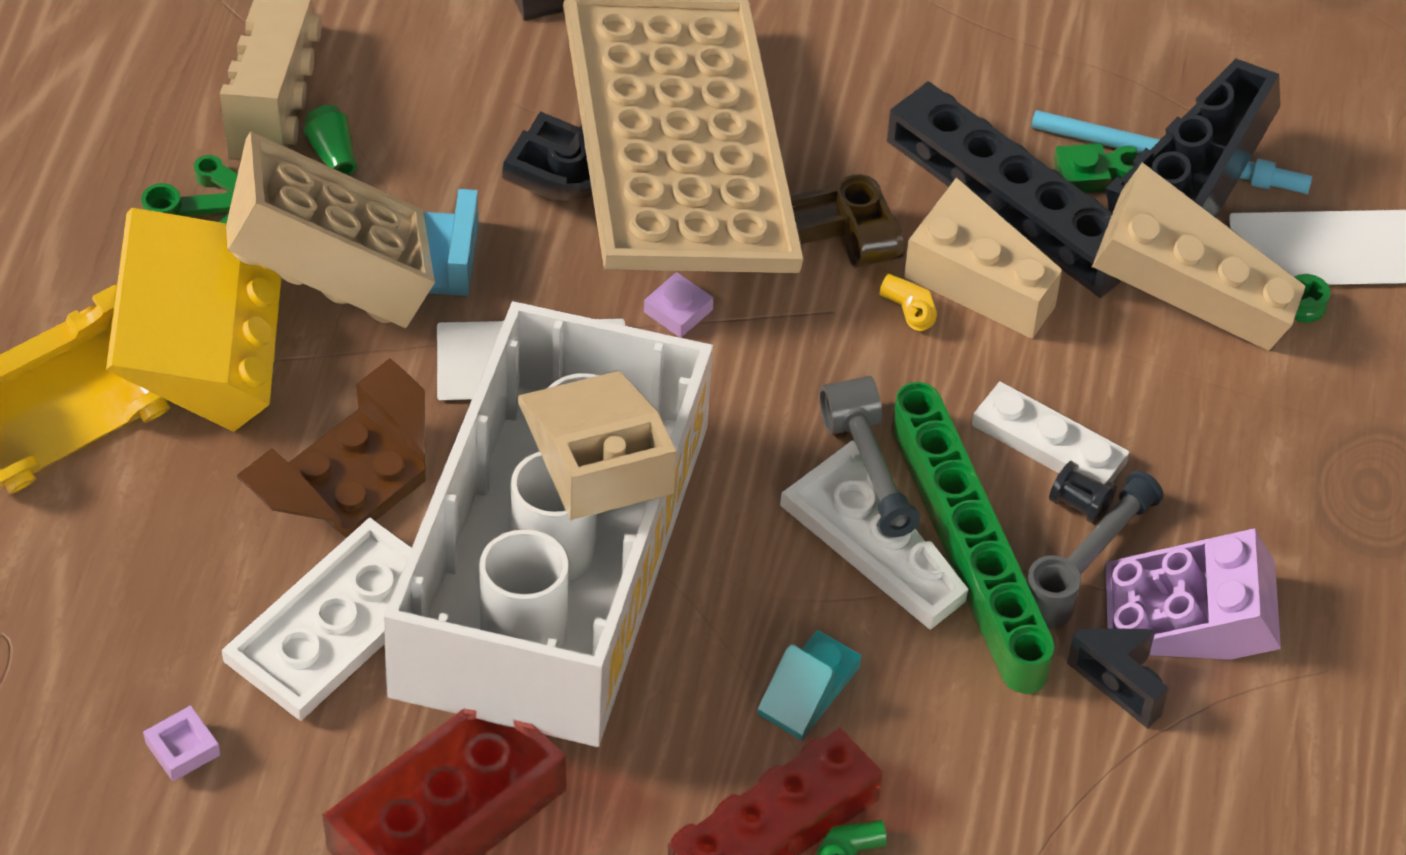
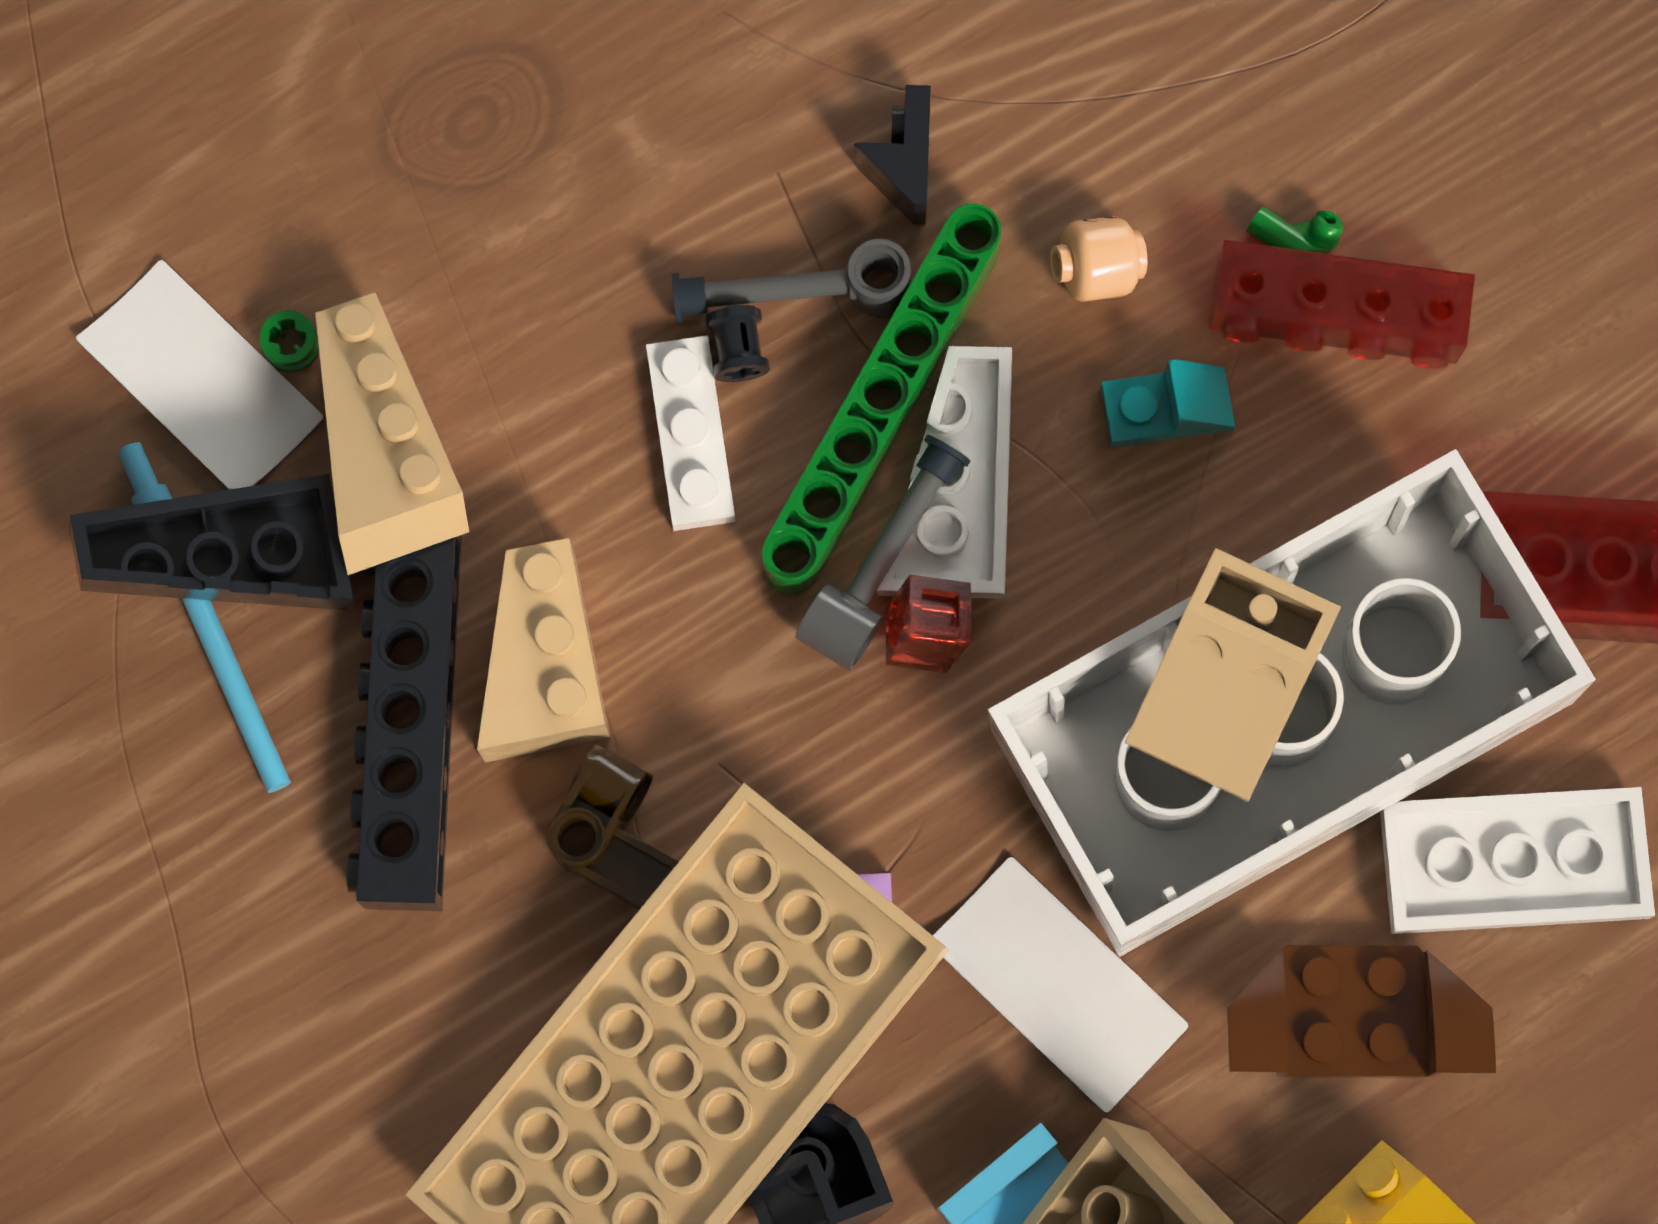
camera: 130 degrees left, 25 degrees up
(803, 435) = (928, 623): none -> clear red brick
(914, 299) = (642, 688): yellow arm -> none
(943, 714) = (1099, 258): none -> light nougat head
(1090, 167) = (299, 678): green plate -> none
(1199, 597) = (770, 158): lavender slope -> none

